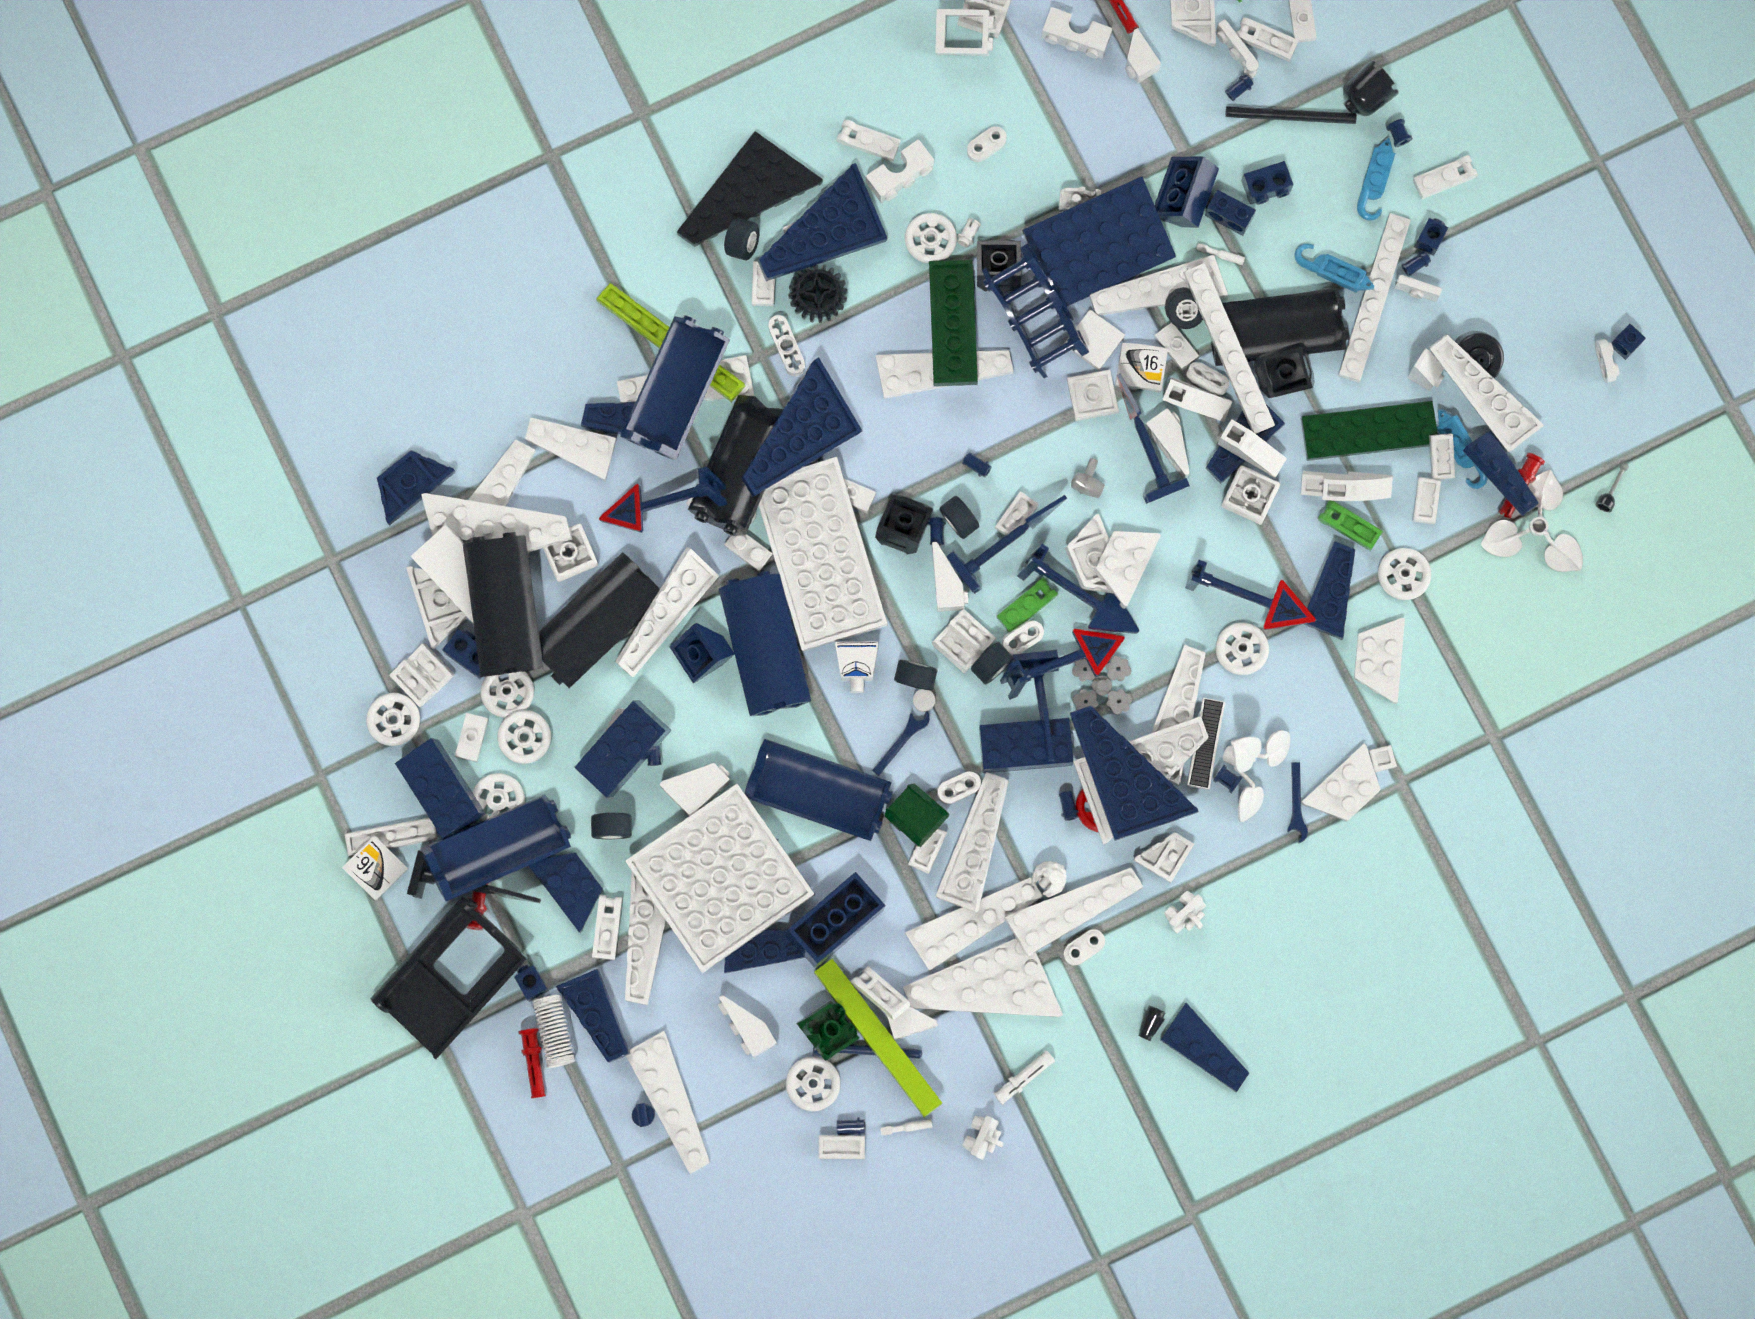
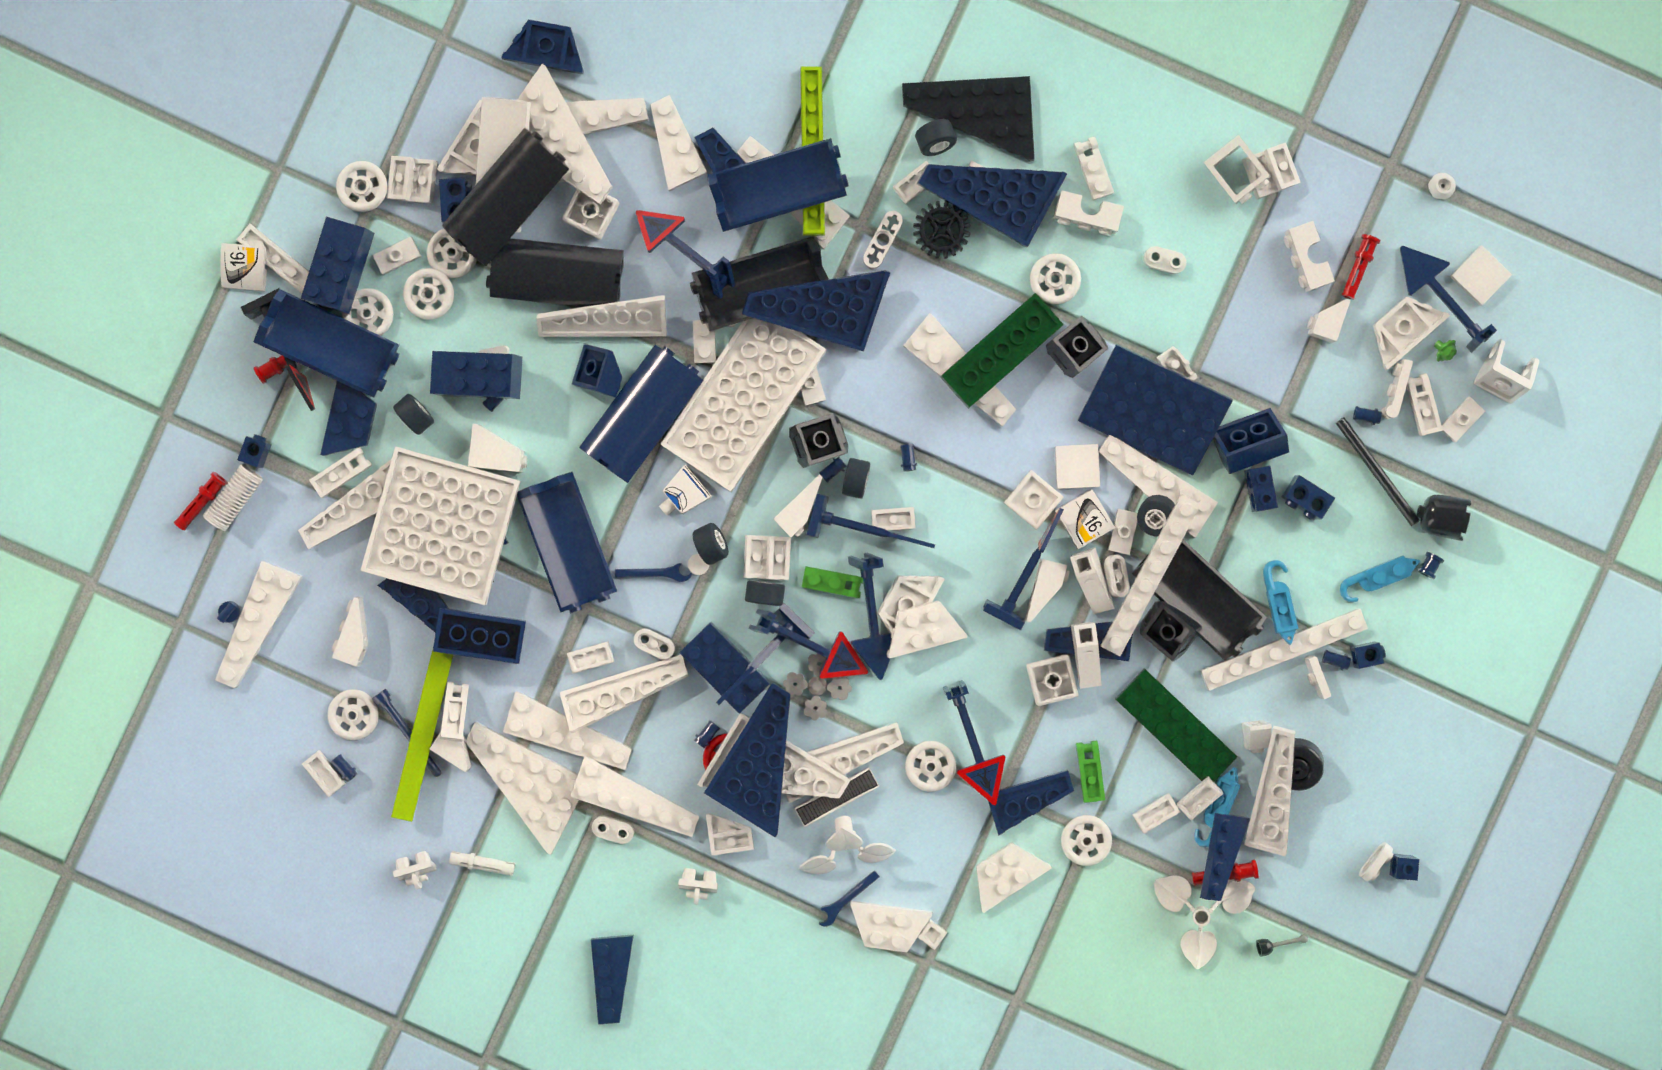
camera: 55 degrees right, 10 degrees up
(426, 1000) = (180, 389): black piece -> none
(595, 1012) = (274, 512): dark blue wing -> none
(828, 1029) = (397, 695): dark green slope -> none
(910, 1126) = (378, 808): white piece -> none
(916, 814) = (606, 630): dark green slope -> none
(968, 233) = (1081, 304): white pin -> none
(1021, 636) = (803, 600): white plate -> none
(1050, 876) = (643, 765): white piece -> none
(1053, 301) = (1079, 412): dark blue fence -> none
(1086, 483) = (960, 550): light grey piece -> none
(1151, 1022) = (597, 923): black cone -> none
(1221, 254) = (1223, 507): white piece -> none
(1227, 779) = (822, 833): dark blue bush -> none
(1350, 487) = (1116, 748): white slope -> none
(1444, 177) = (1423, 627): white plate -> none

